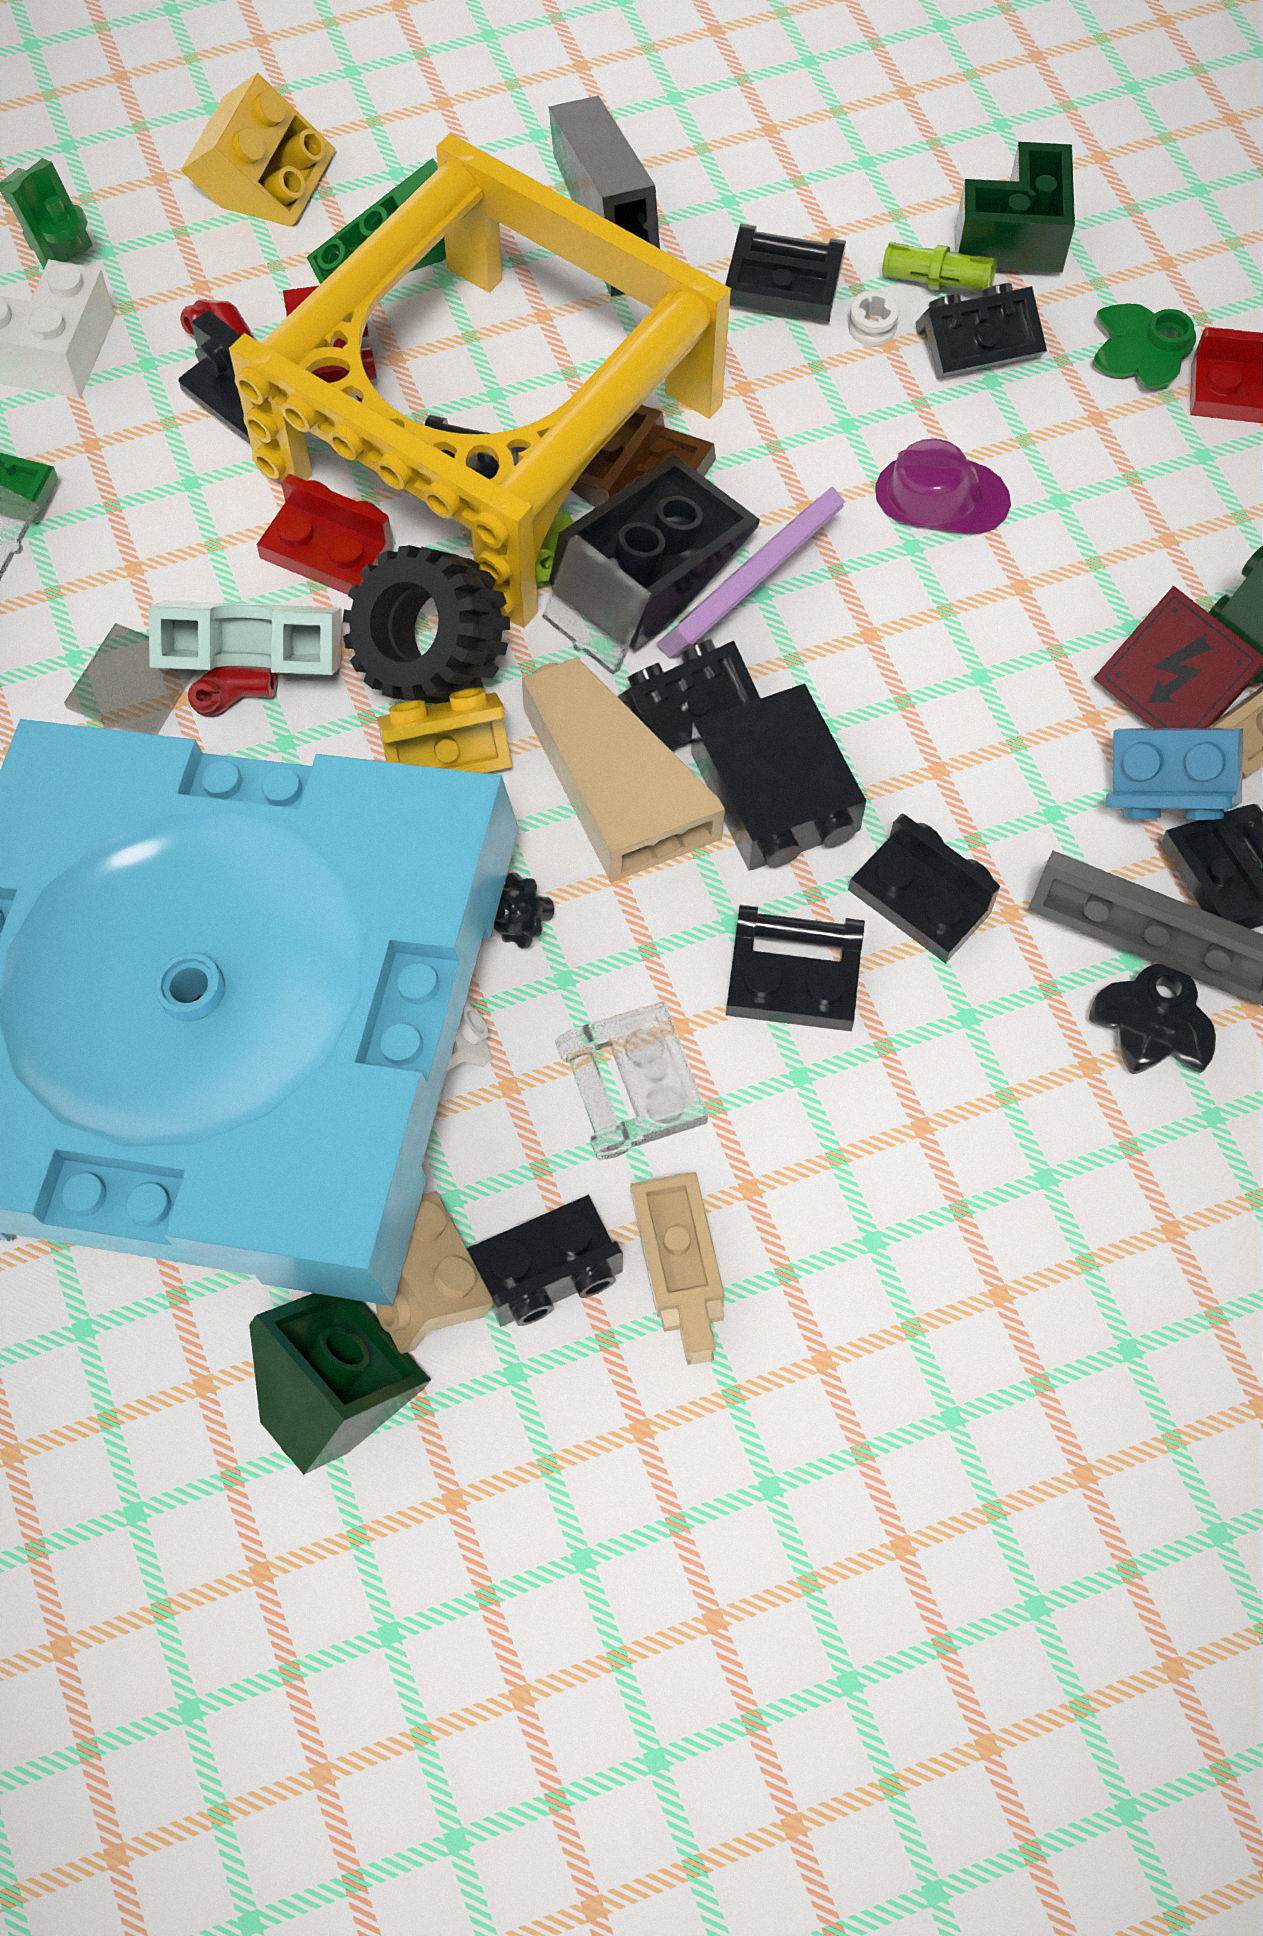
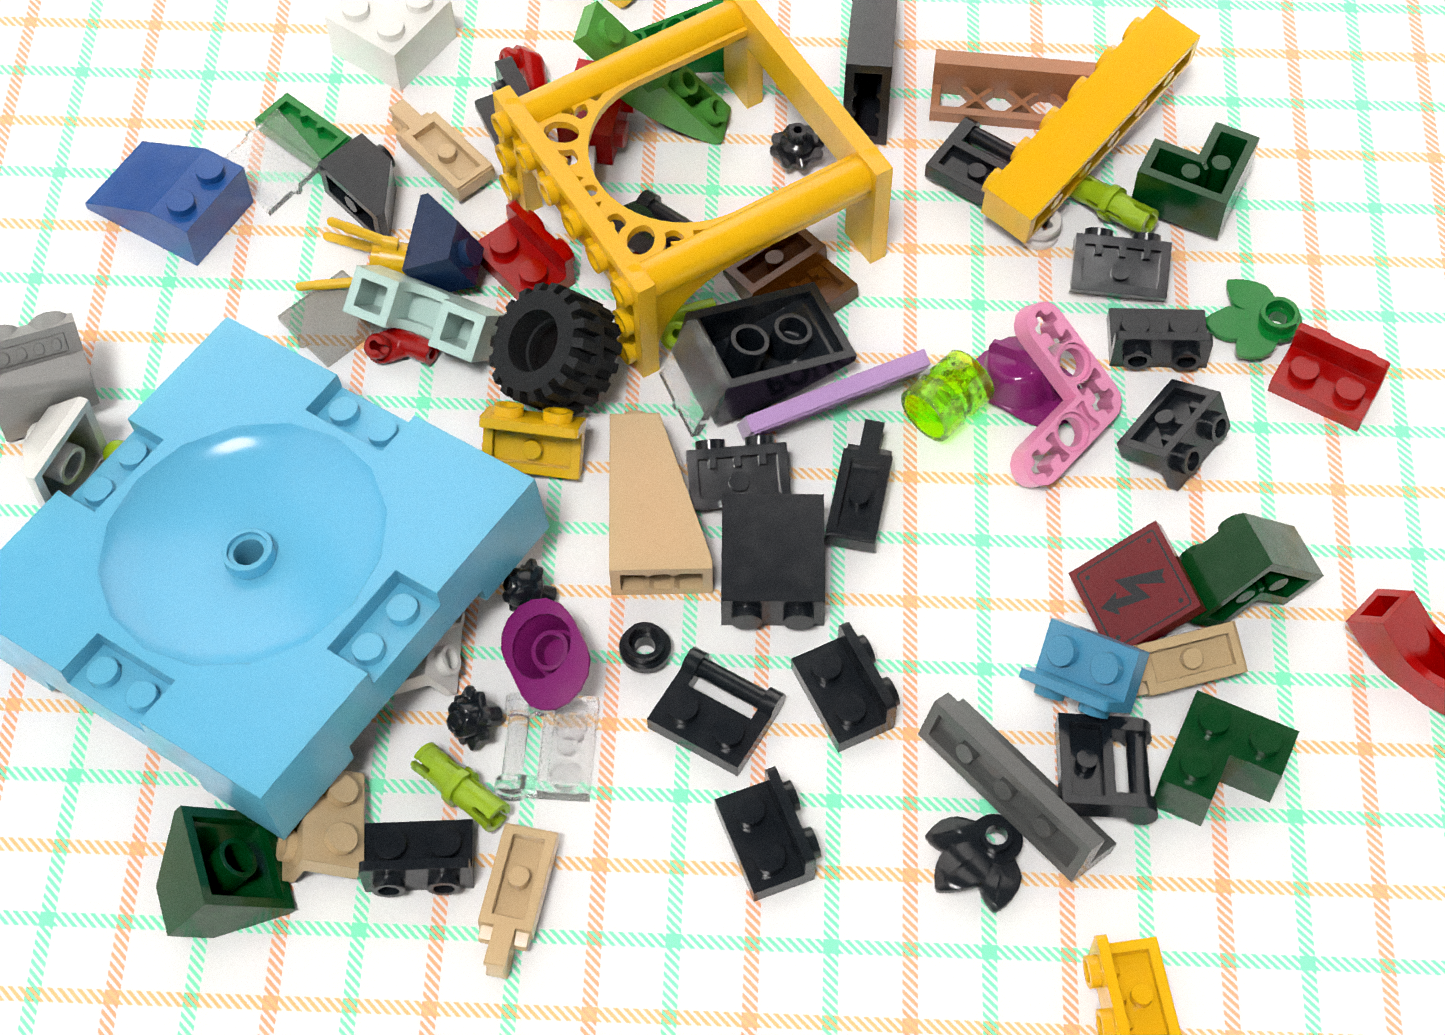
camera: 25 degrees right, 5 degrees down
(92, 516) = (362, 182): none -> black slope
(159, 583) = (383, 249): none -> yellow plant
(165, 447) = (441, 150): none -> tan hinge
(229, 556) = (441, 249): none -> dark blue slope
(416, 307) = (674, 99): none -> bright green slope
(530, 1079) = (472, 717): none -> black plant
(555, 1163) = (460, 787): none -> lime pin
(571, 314) = (796, 146): none -> black plant
(586, 975) = (545, 654): none -> magenta piece
(682, 911) = (645, 634): none -> black plate
(778, 170) = (1008, 77): none -> nougat fence
(833, 665) = (860, 491): none -> black hinge
(875, 530) = (950, 392): none -> clear neon green wheel
(886, 188) = (1088, 124): none -> yellow brick
(924, 1082) = (768, 836): none -> black bracket
(1023, 483) = (1076, 402): none -> bright pink beam
(1057, 396) = (1158, 338): none -> black bracket
(1128, 486) = (1177, 431): none -> black bracket

